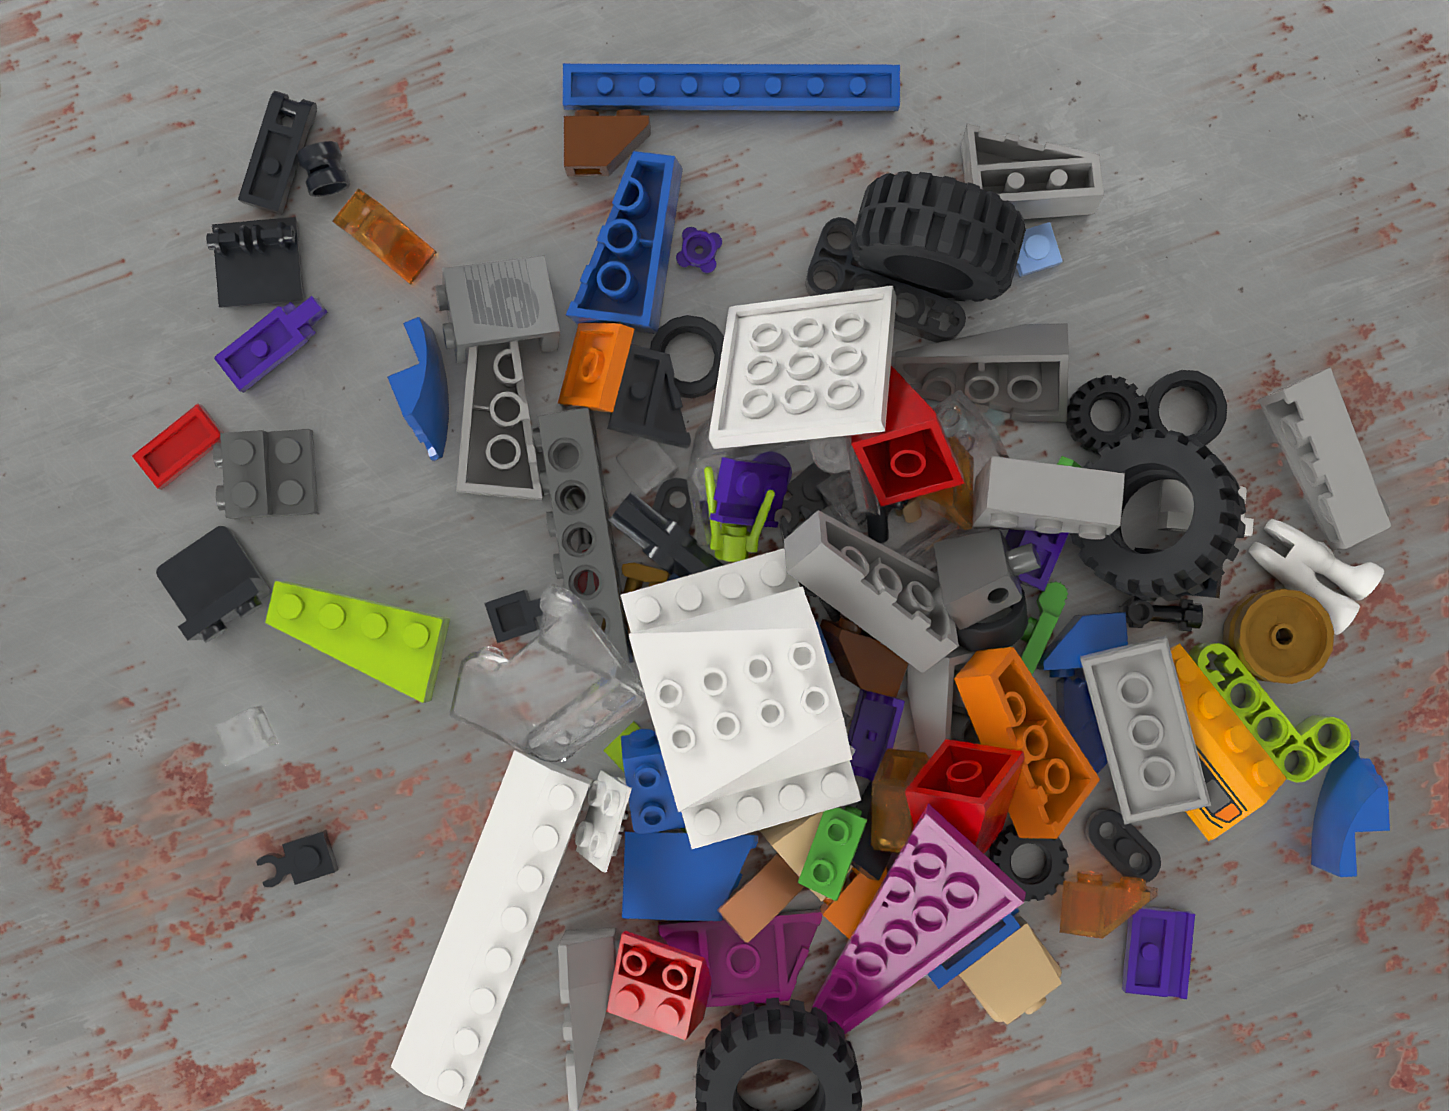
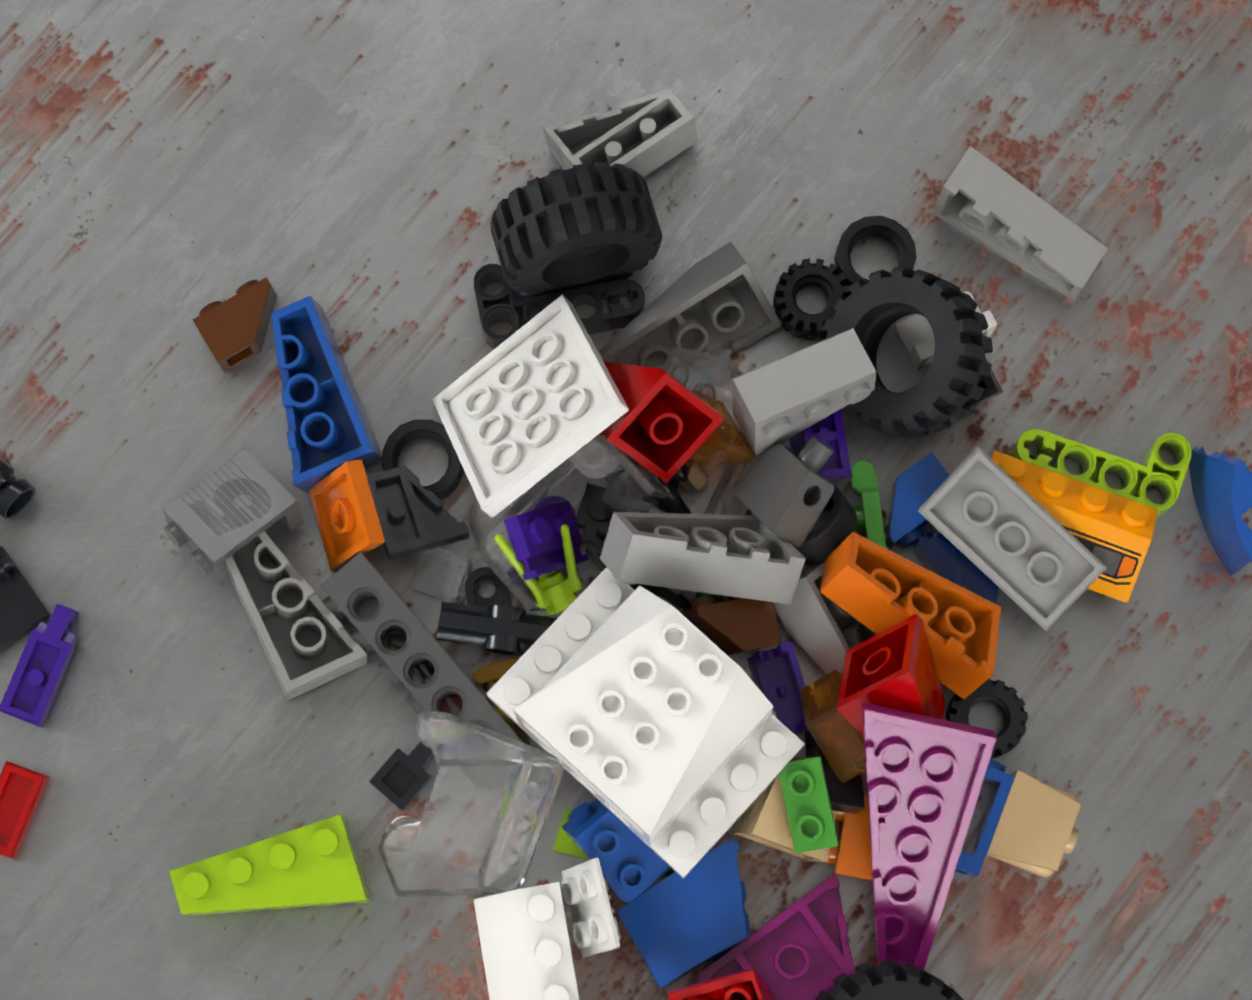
camera: 35 degrees left, 10 degrees down
(212, 584) = (111, 913): black bracket -> none
(266, 473) = (105, 786): dark grey plate -> none
(384, 236) = (91, 514): clear orange slope -> none
(424, 389) = (206, 626): blue slope -> none
(693, 238) = (367, 359): dark purple plate -> none
(732, 87) = (322, 215): blue plate -> none
(761, 898) = (773, 893): nougat slope -> none
(1038, 250) = (669, 198): light blue plate -> none
(1100, 906) = (1073, 718): clear orange slope -> none
(1122, 845) = (1058, 655): black plate -> none
(1141, 612) = (945, 444): black bar -> none
(1158, 952) = (1148, 729): dark purple plate -> none
(1304, 635) = (1080, 371): pearl gold wheel -> none
(1312, 557) = (1055, 324): white piece -> none

